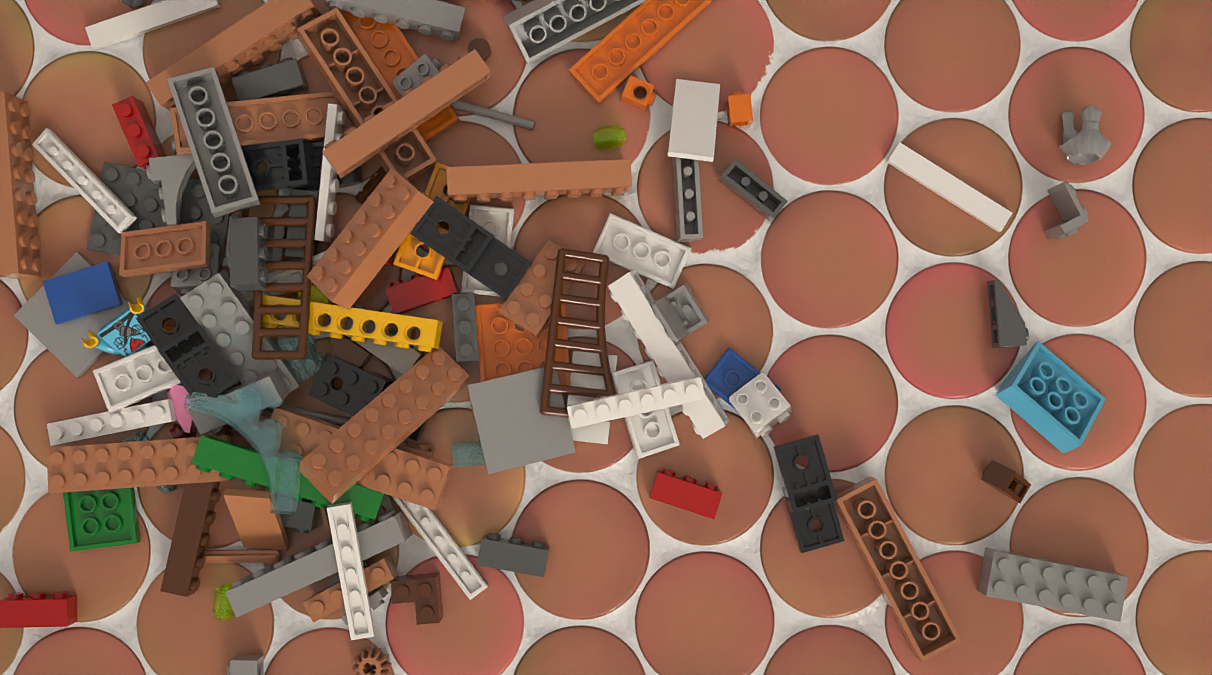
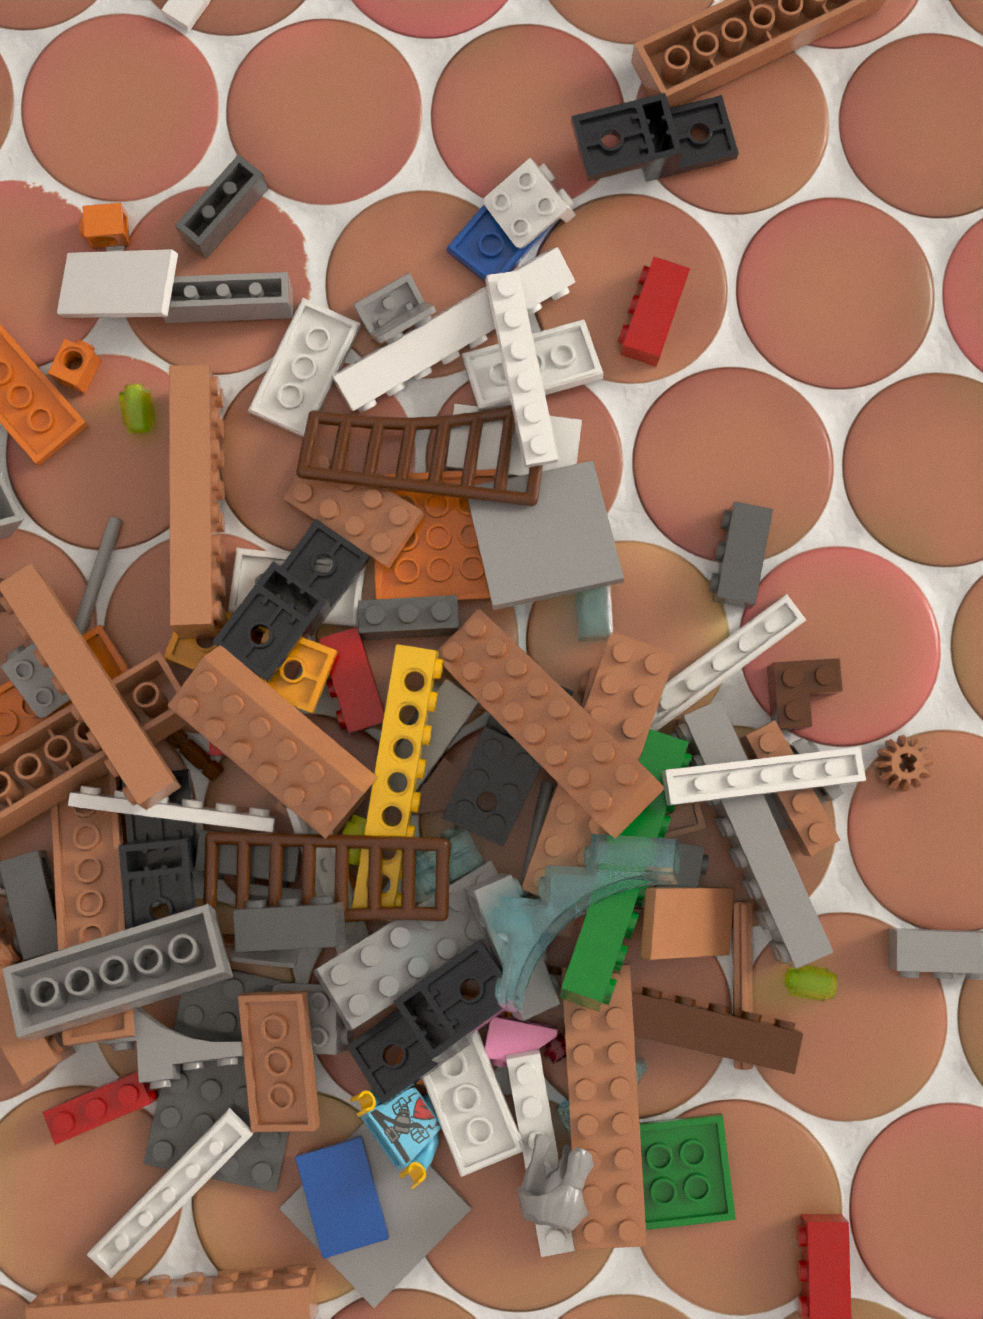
camera: 90 degrees left, 5 degrees down
(77, 433) = (558, 1196): none -> light grey piece

